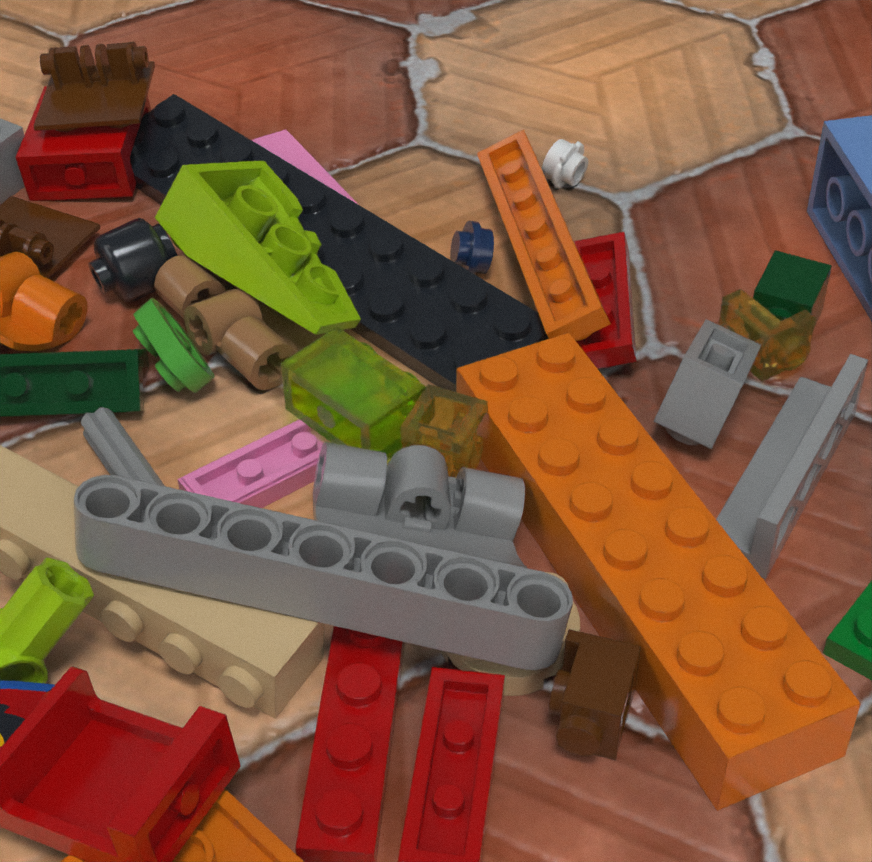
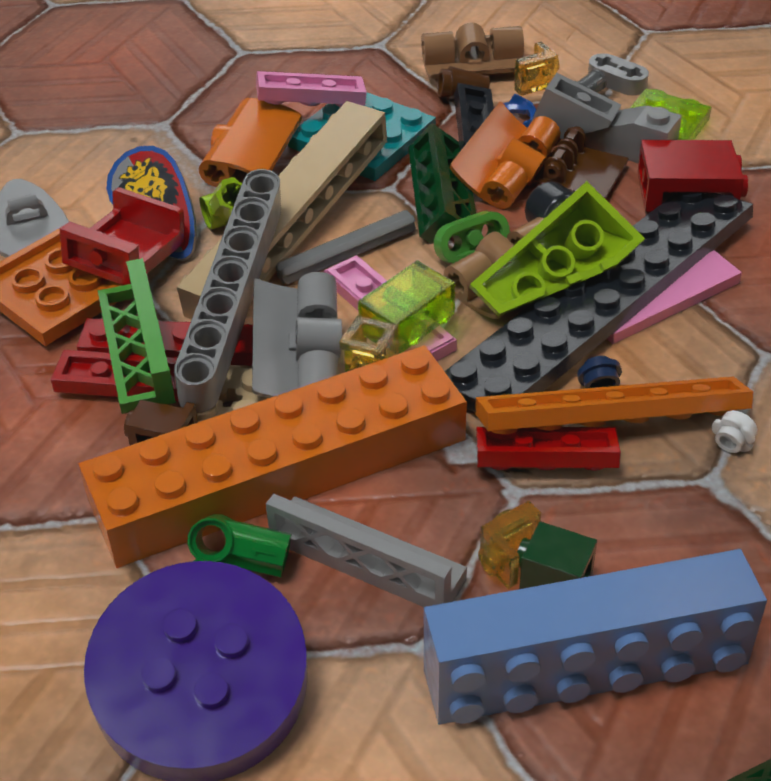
camera: 90 degrees right, 0 degrees up
(93, 94) = (711, 155): reddish brown hinge -> none
(394, 700) = (147, 332): none -> bright green fence
(706, 385) = (442, 495): light grey slope -> none
(816, 579) = (245, 545): none -> green piece

